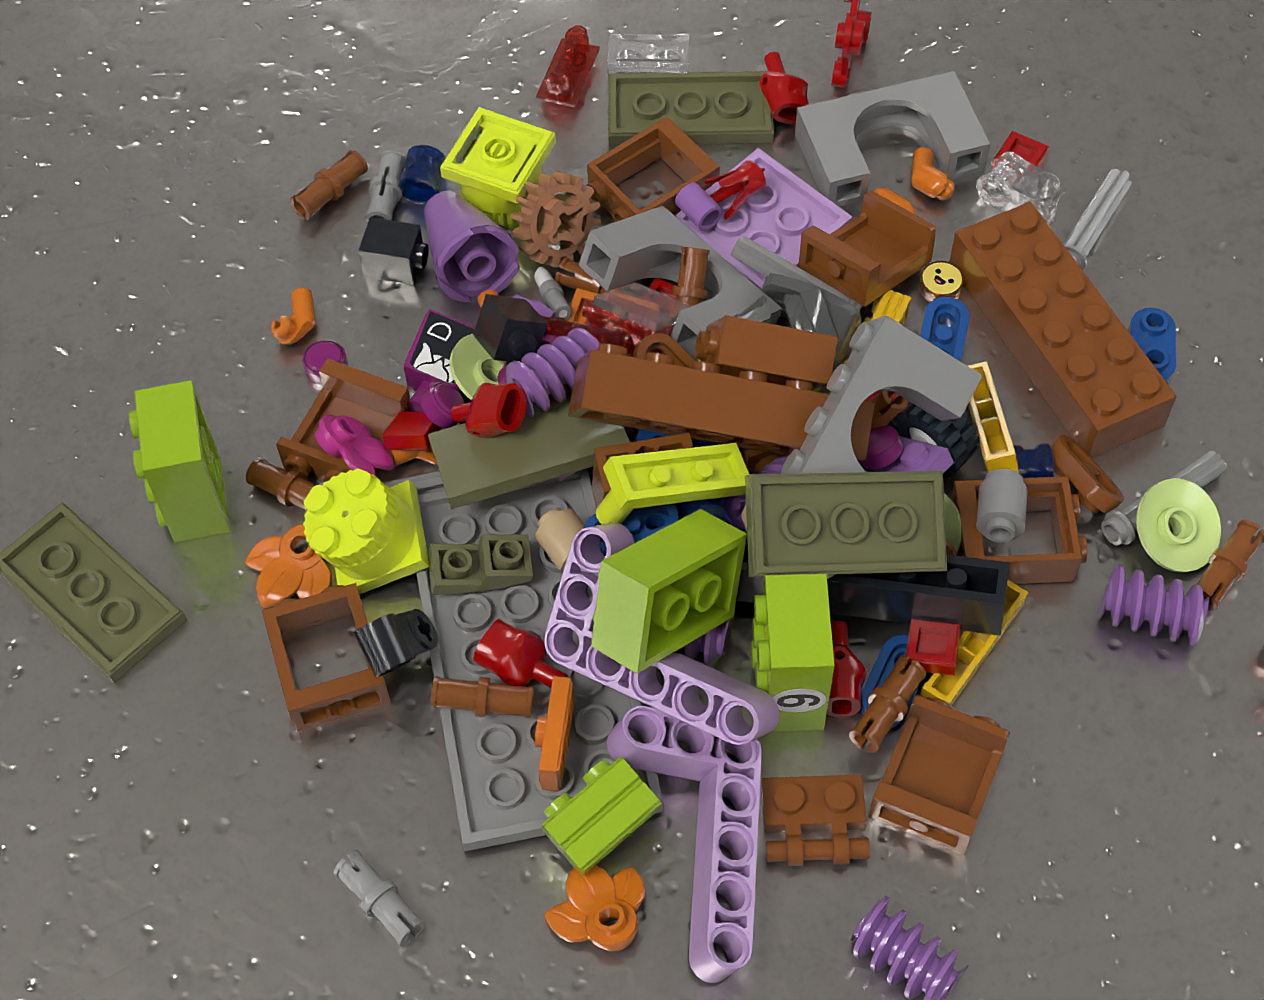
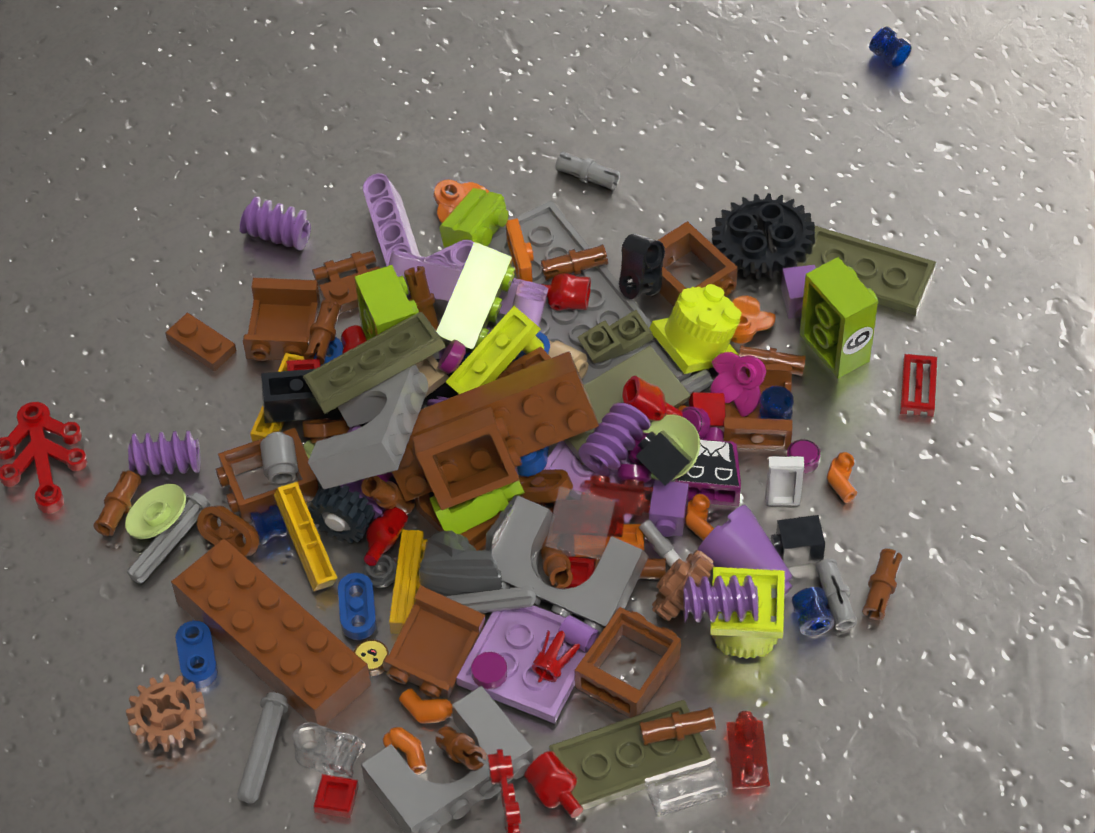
camera: 160 degrees right, 5 degrees down
(119, 431) = (918, 406): none -> red tile
(147, 675) = (781, 224): none -> black gear
(194, 568) = (793, 289): none -> medium lavender brick
(319, 394) = (780, 400): none -> clear blue wheel
(373, 299) = (784, 481): none -> white tile
(534, 129) = (720, 598): none -> medium lavender piece
(631, 93) = (677, 726): none -> dark orange pin
(730, 502) = (452, 357): none -> magenta piece
(740, 669) = (421, 294): none -> dark orange pin
(814, 200) = (489, 670): none -> magenta piece
(874, 134) = (460, 748): none -> dark orange pin
(1067, 793) = (201, 342): none -> dark orange plate
(1201, 280) = (166, 712): none -> nougat gear

